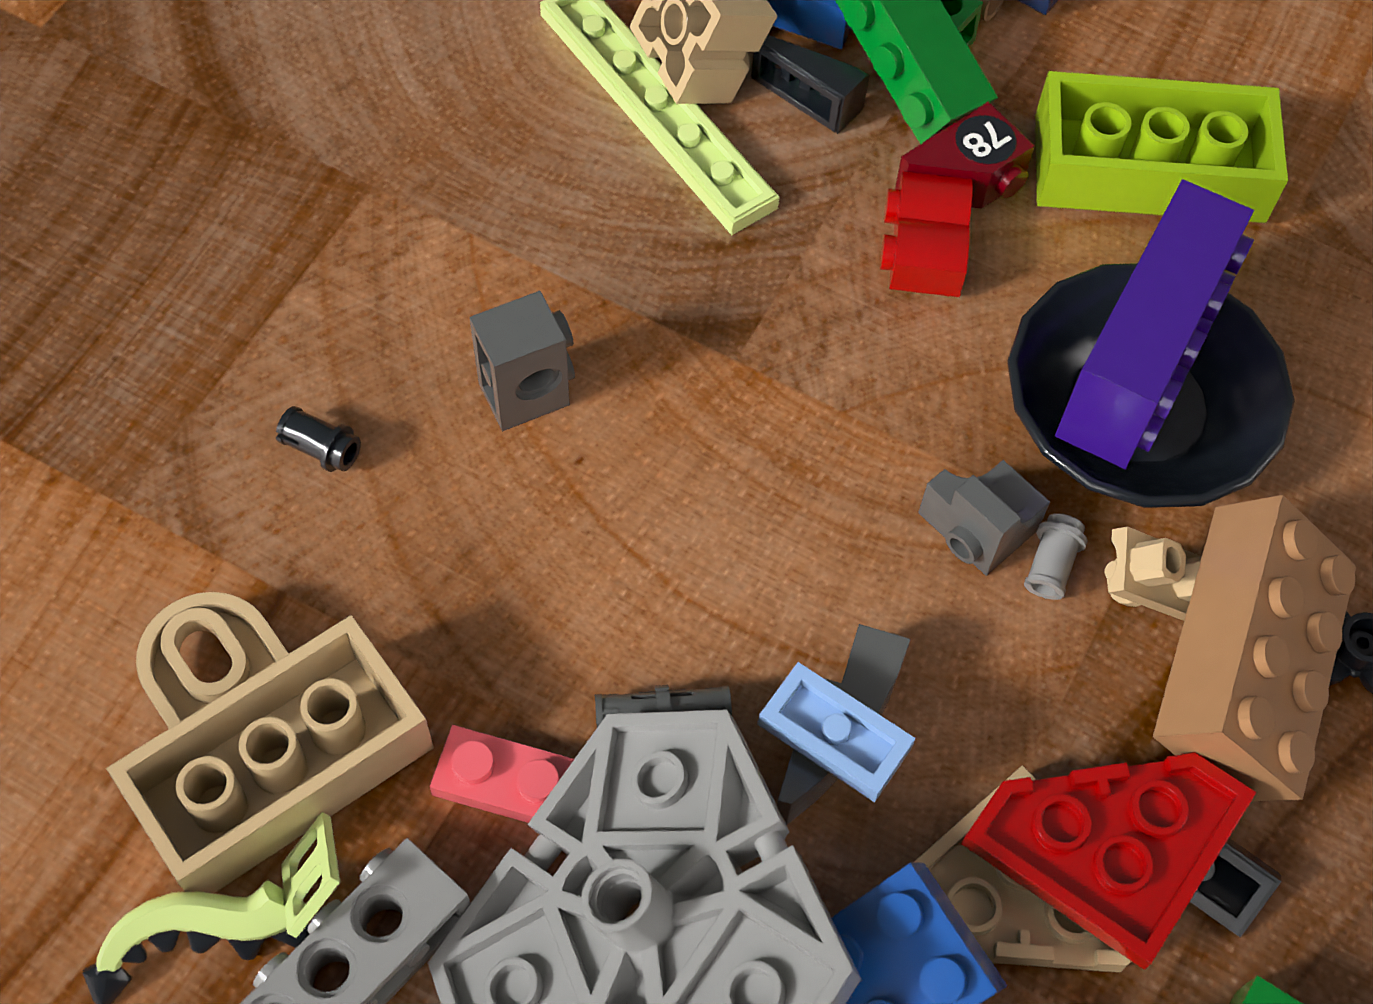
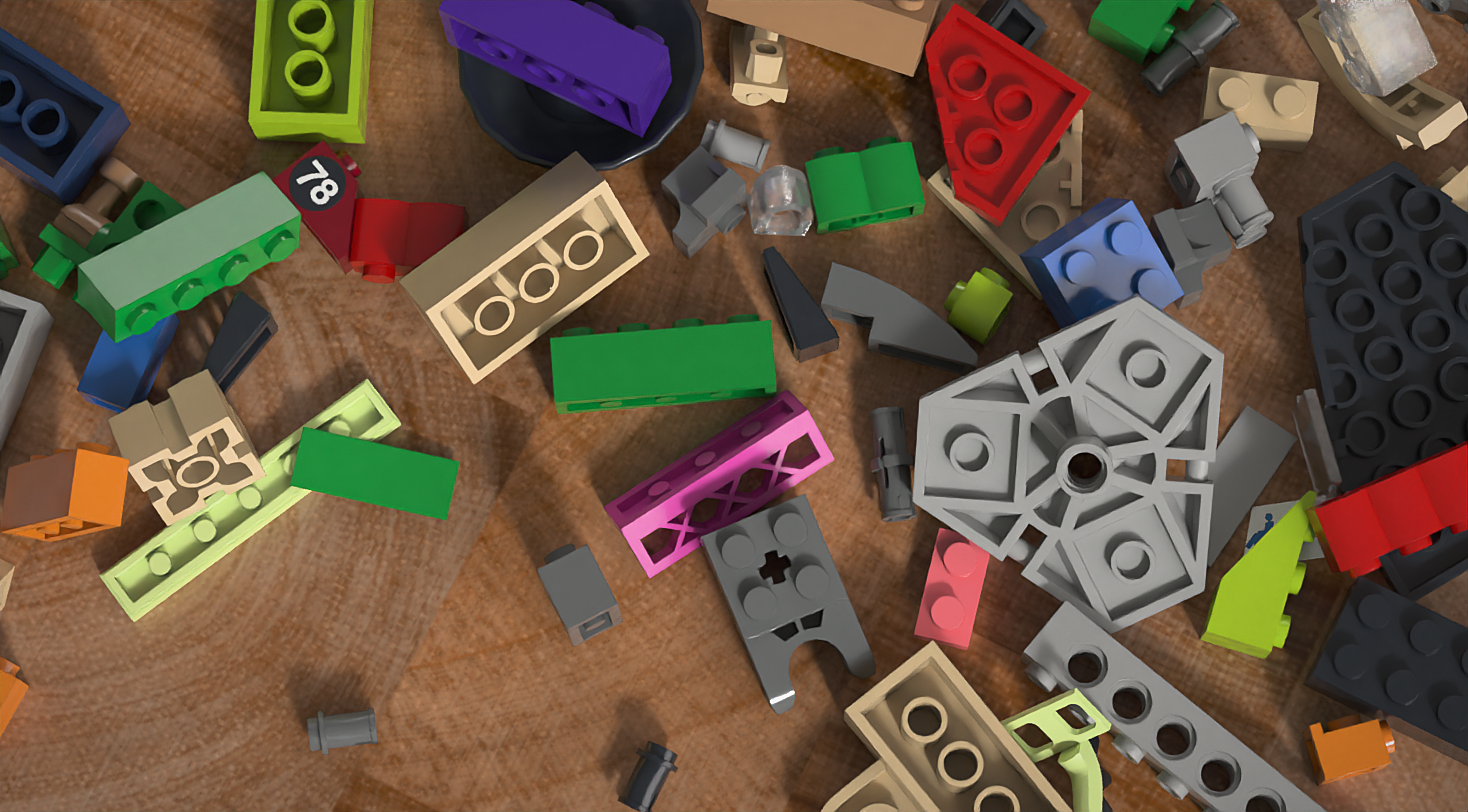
camera: 85 degrees left, 15 degrees up
(407, 157) = (342, 730): none -> dark grey pin
(491, 583) = (799, 609): none -> dark grey brick
(669, 514) = (709, 468): none -> dark pink fence
(676, 202) = (374, 473): none -> green sticker
(786, 465) = (663, 365): none -> green brick
(831, 616) = (802, 319): none -> black slope
(836, 731) = (925, 318): light blue plate -> none
(859, 828) = (979, 305): none -> lime plate
(897, 318) = (524, 267): none -> tan brick
(998, 597) = (781, 192): none -> clear plate
(1011, 693) = (864, 185): none -> green brick

